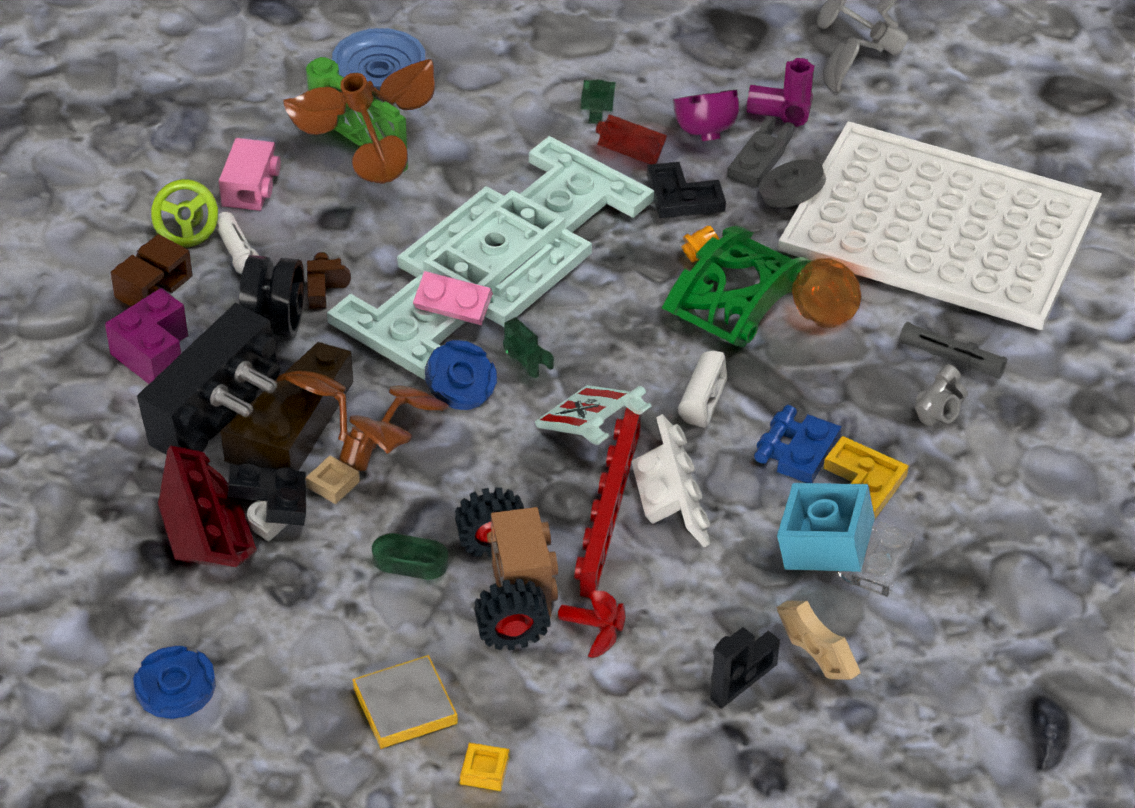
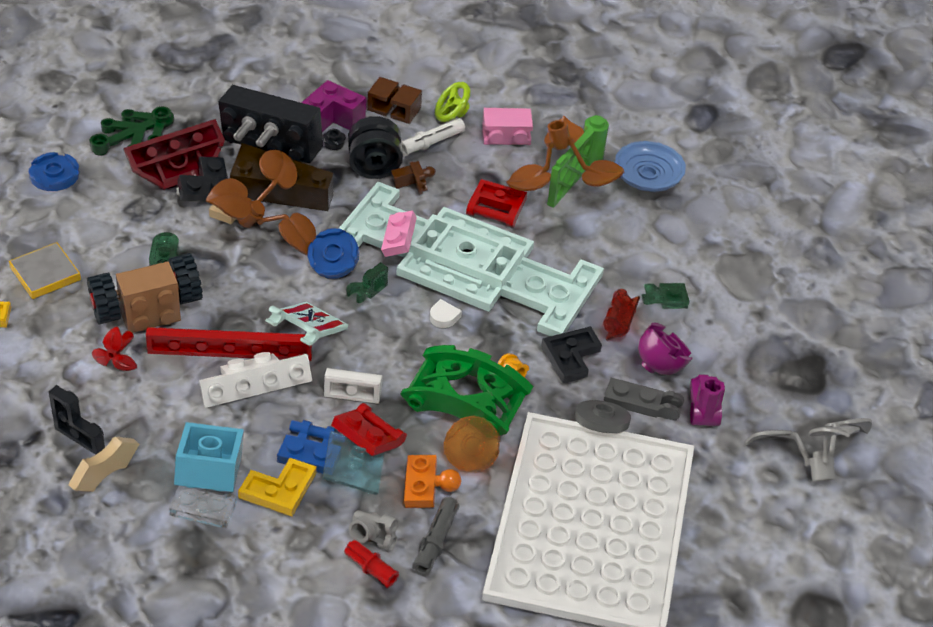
camera: 75 degrees right, 0 degrees up
(95, 540) = (159, 119): none -> dark green plant
(388, 204) = (499, 197): none -> red plate
(588, 293) = (444, 314): none -> white tile
(785, 383) = (368, 430): none -> red plate
(834, 405) = (352, 465): none -> clear light blue piece
(866, 349) = (423, 480): none -> orange plate
(988, 410) = (371, 563): none -> red axle

